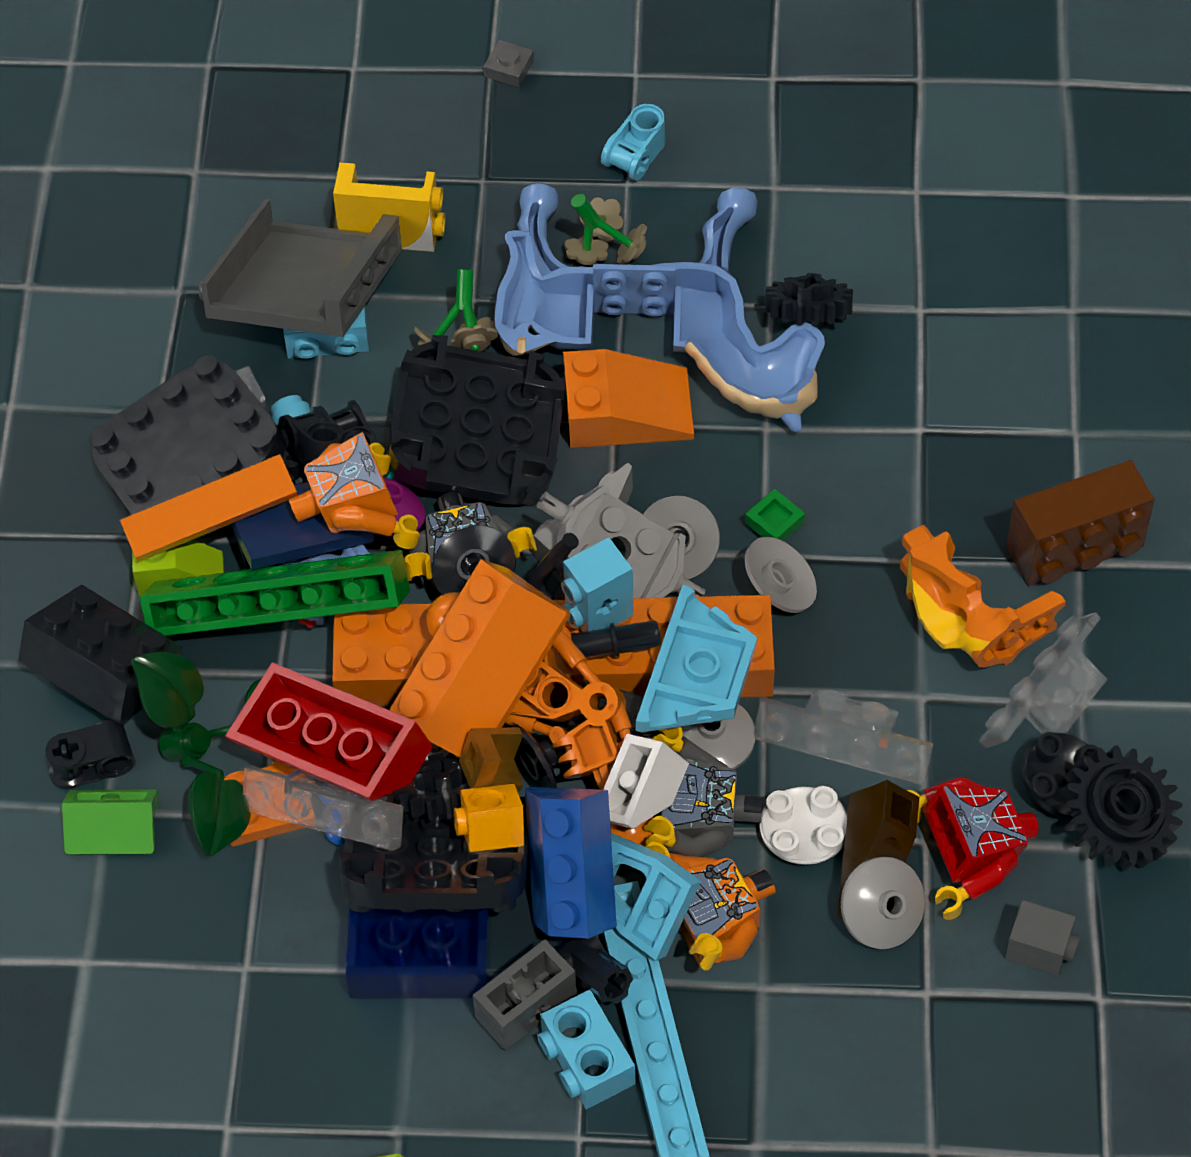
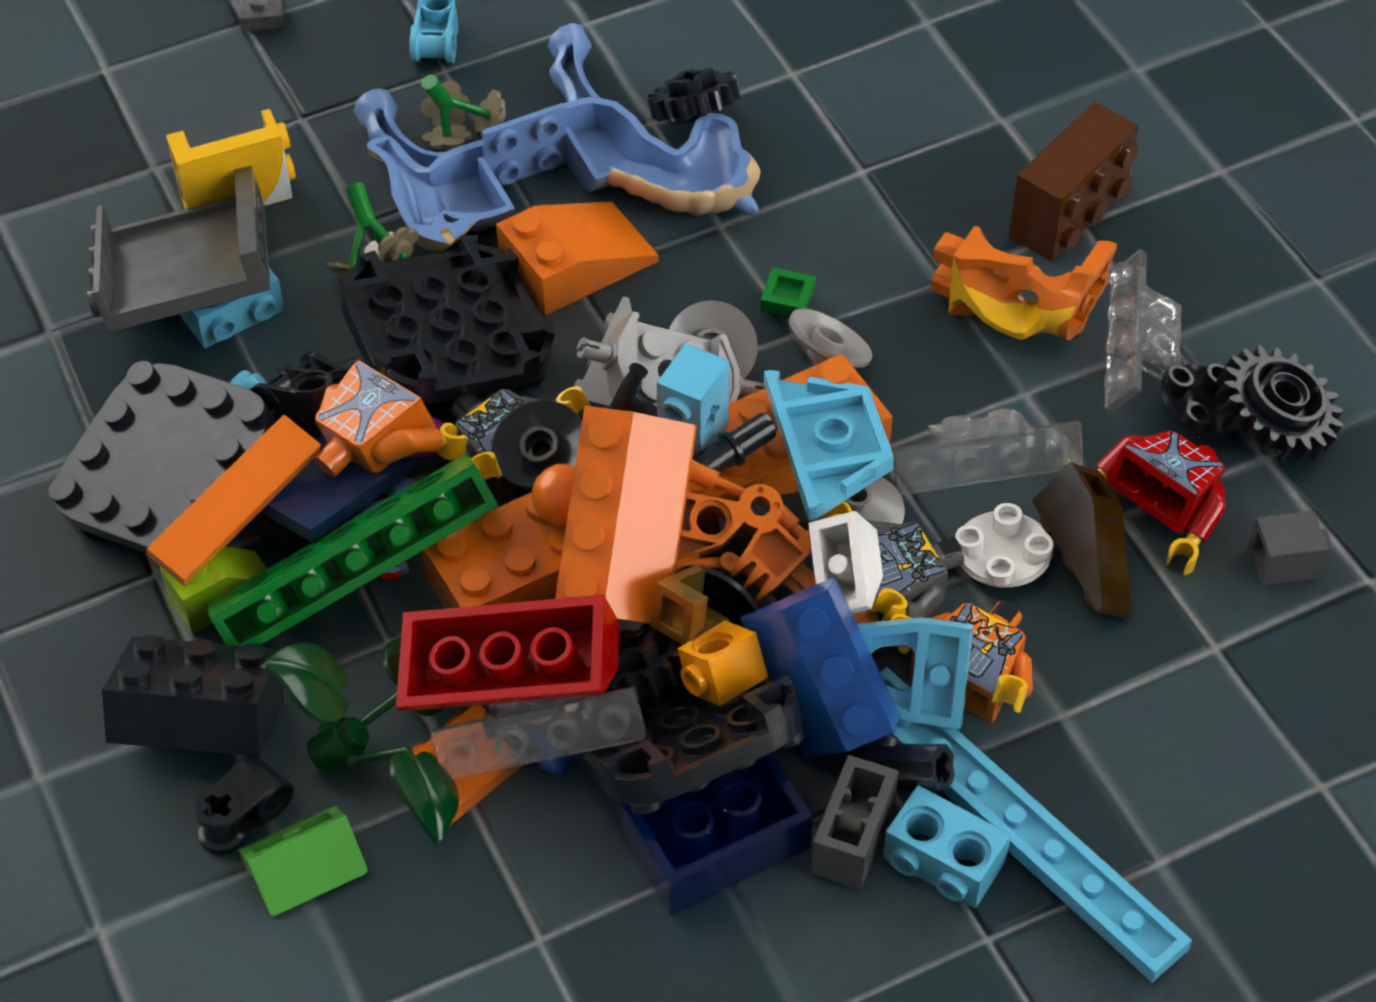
camera: 30 degrees left, 5 degrees down
(866, 900) = (1129, 581): light grey dish -> none

